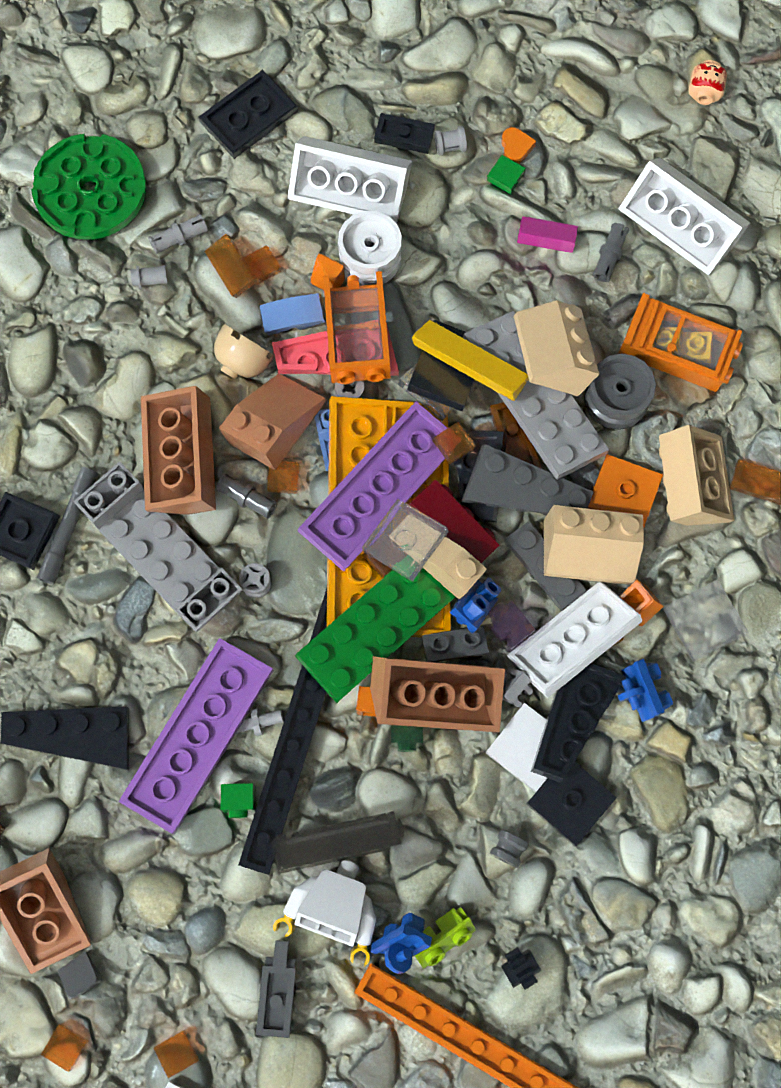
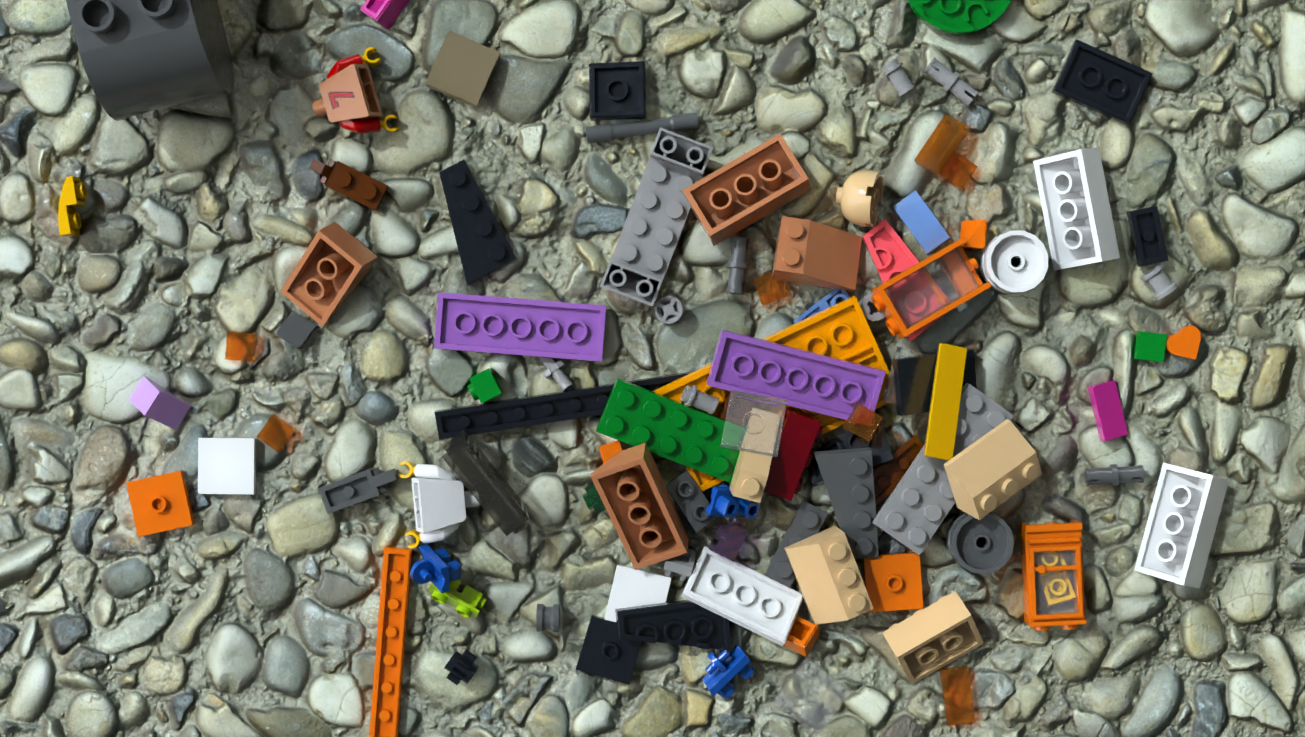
camera: 60 degrees right, 15 degrees up
(356, 585) = (699, 399): none -> light grey pin

